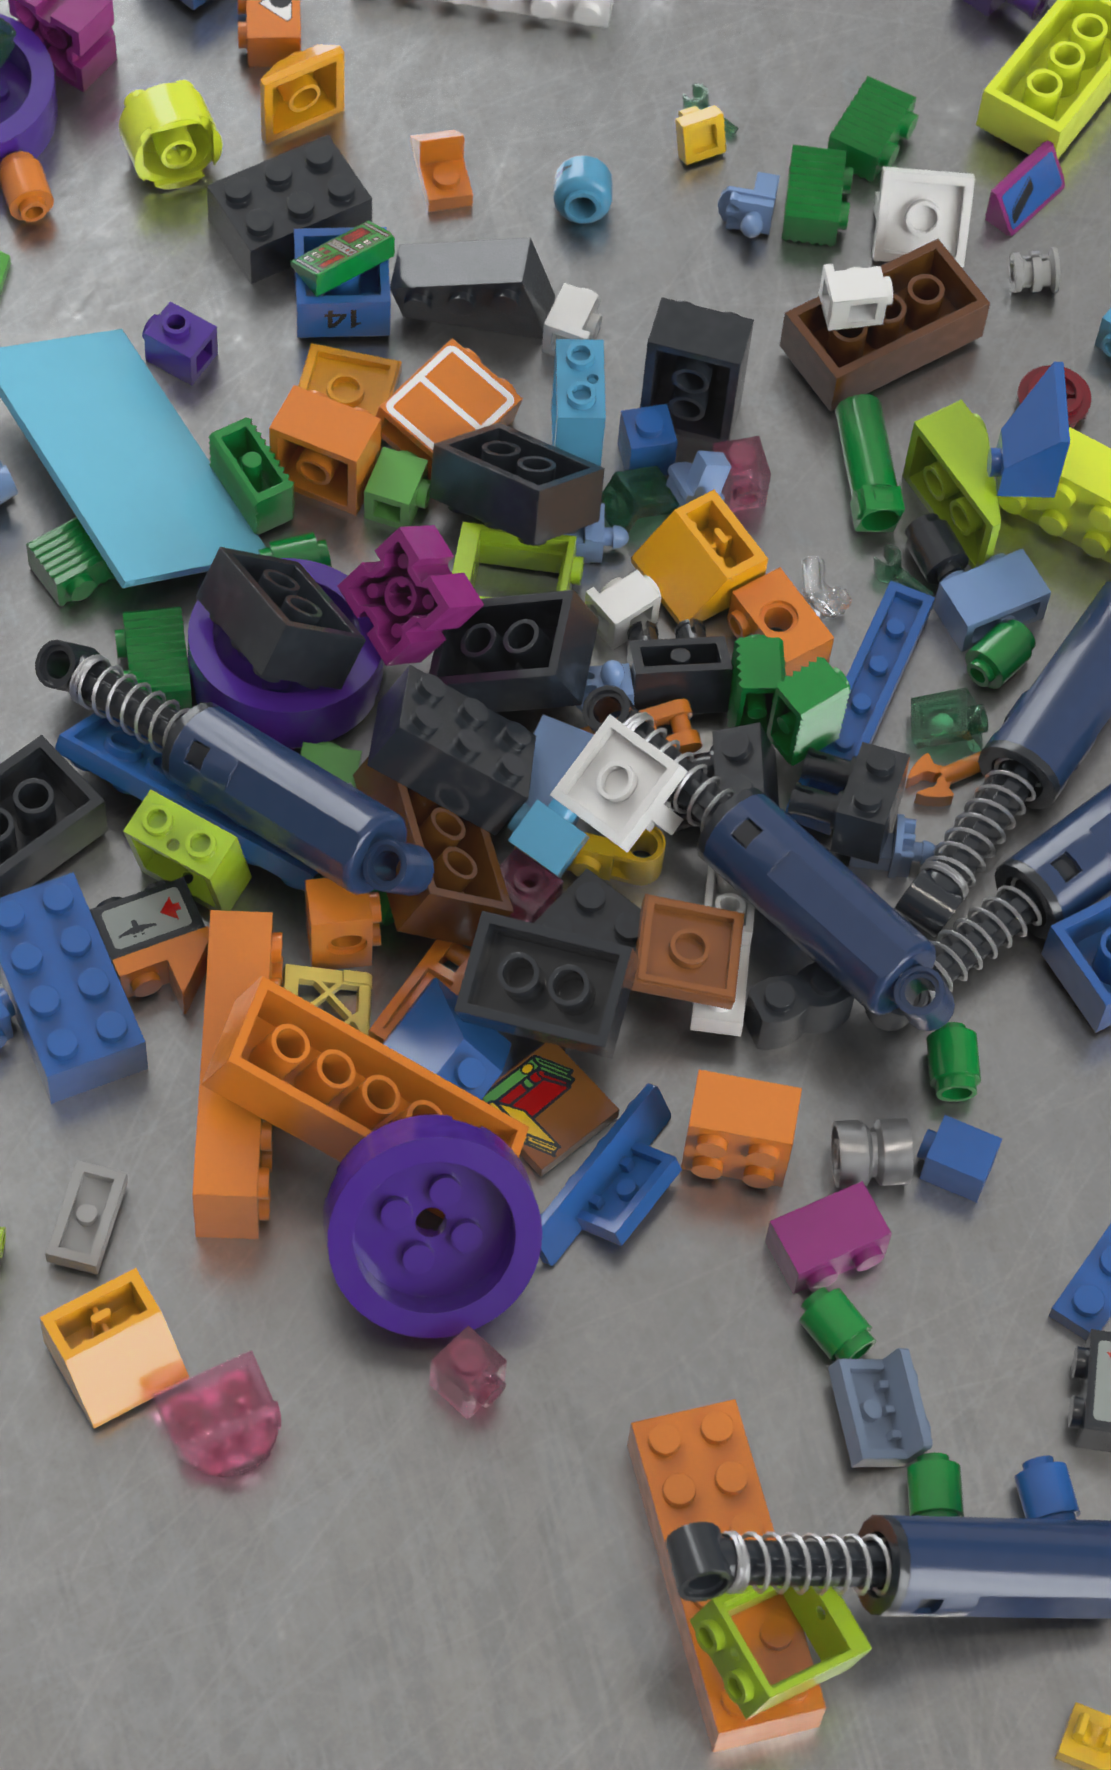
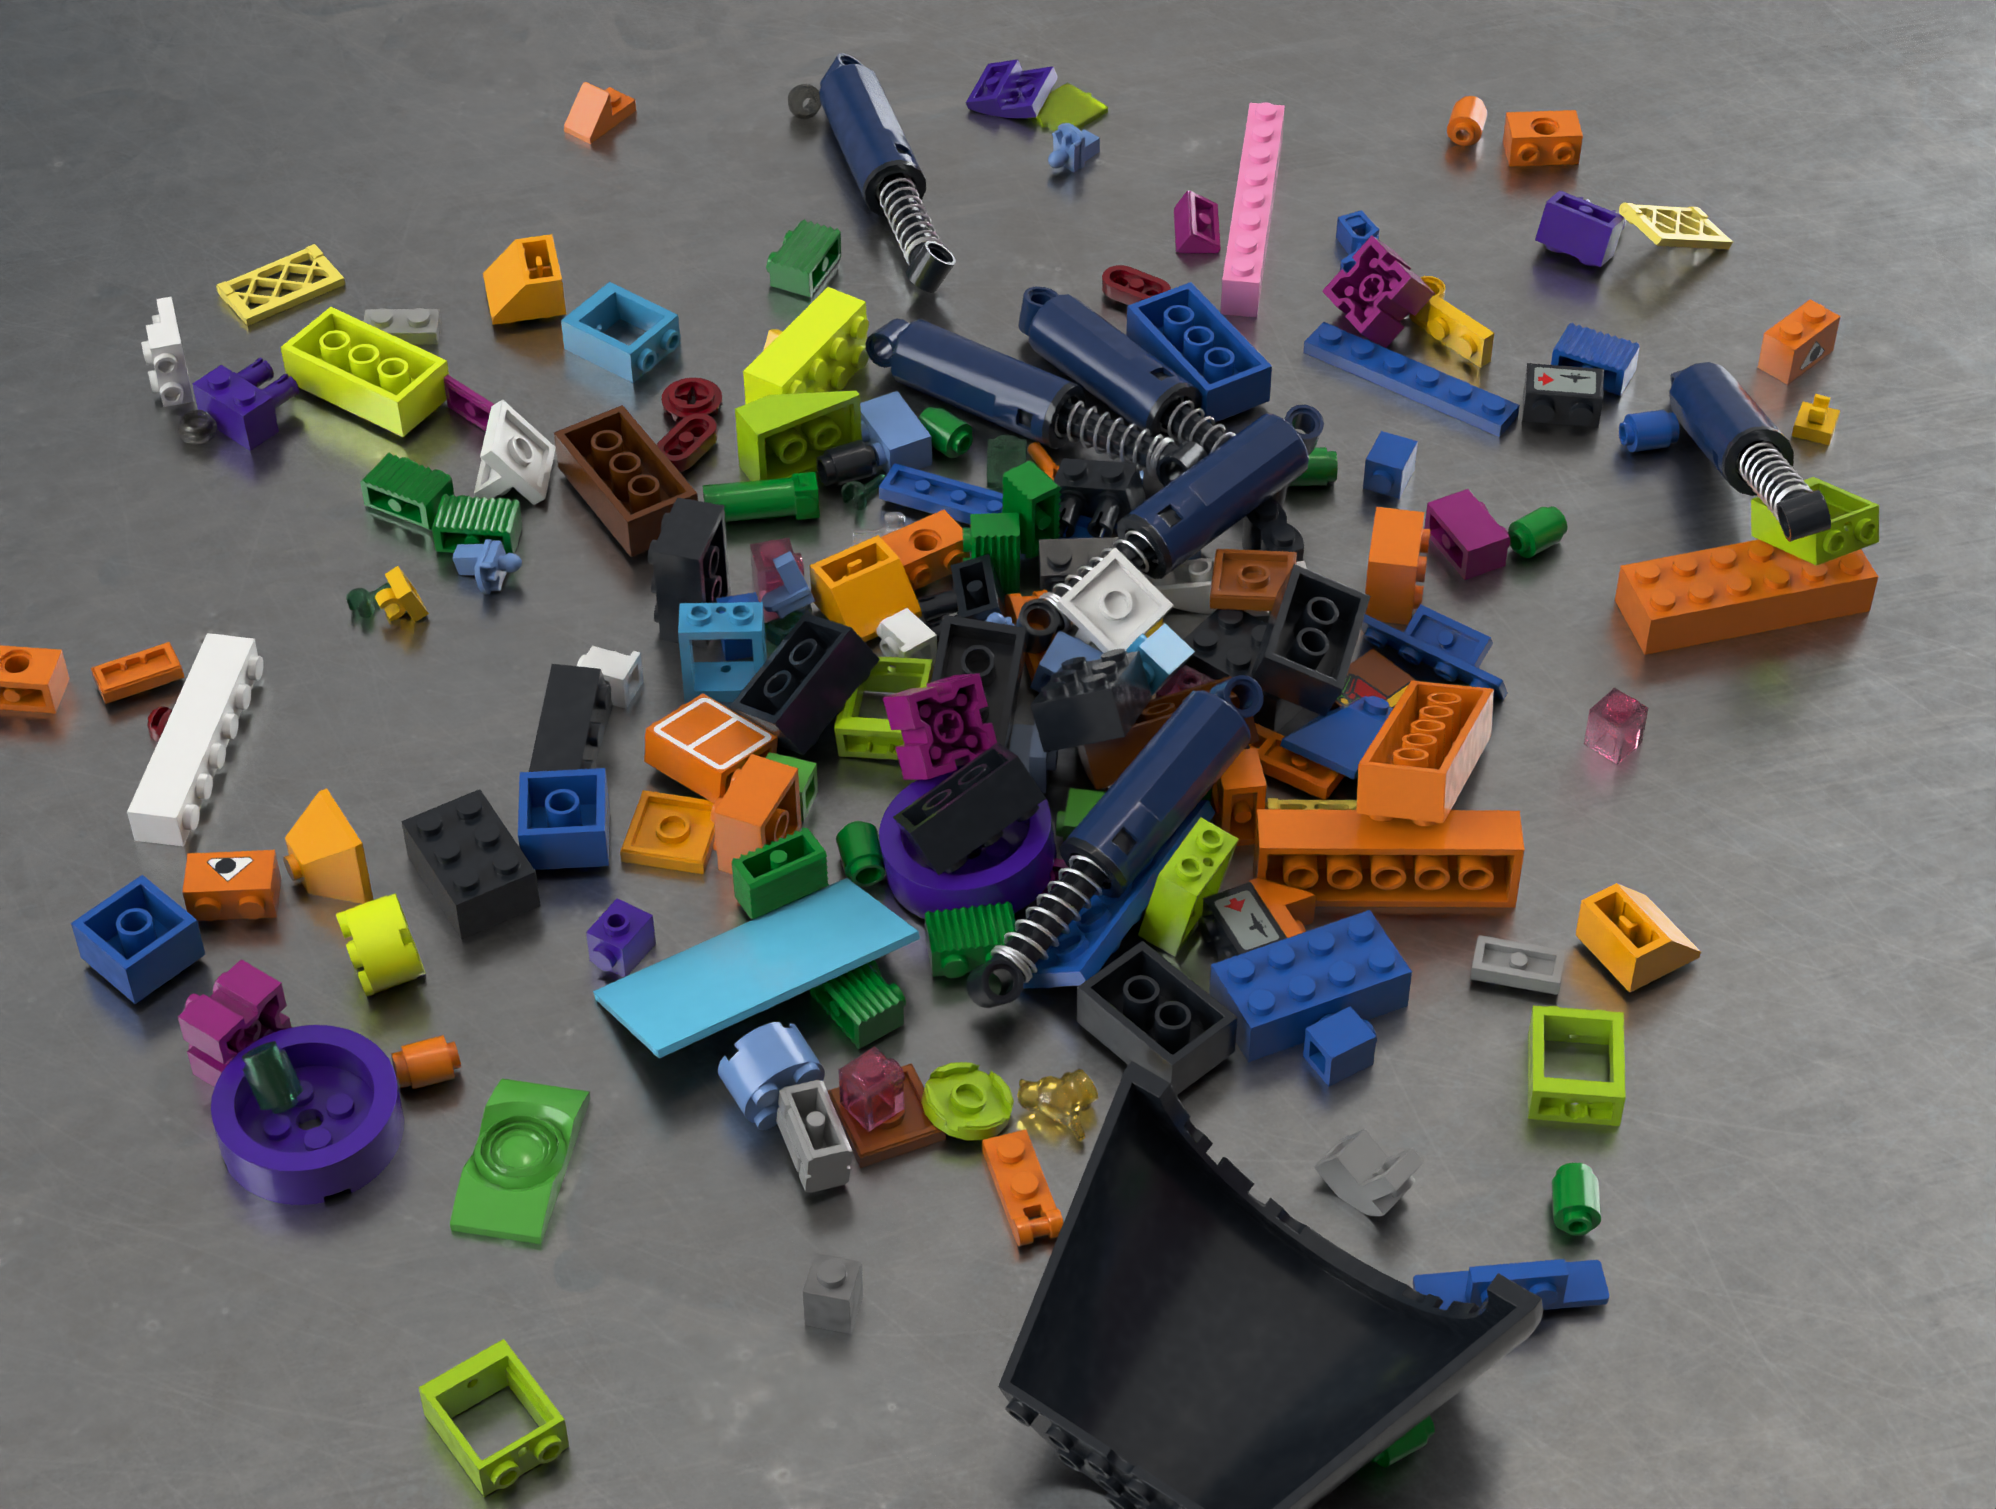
camera: 85 degrees left, 15 degrees down
(221, 1417) = (1678, 872): clear pink slope -> none
(344, 257) = (559, 791): green slope -> none
(426, 1278) = (1523, 712): dark purple brick -> none
(442, 169) = (410, 771): orange slope -> none
(583, 189) = (462, 668): dark azure head -> none
(854, 296) = (625, 470): white brick -> none
(872, 1152) = (1393, 490): flat silver wheel -> none
(881, 1410) = (1600, 506): sand blue bracket -> none
(935, 1486) = (1659, 484): green brick -> none
(974, 387) = (689, 440): none -> dark red plate
(1034, 441) = (793, 344): blue slope -> none
(1035, 271) = (562, 403): light grey bush -> none

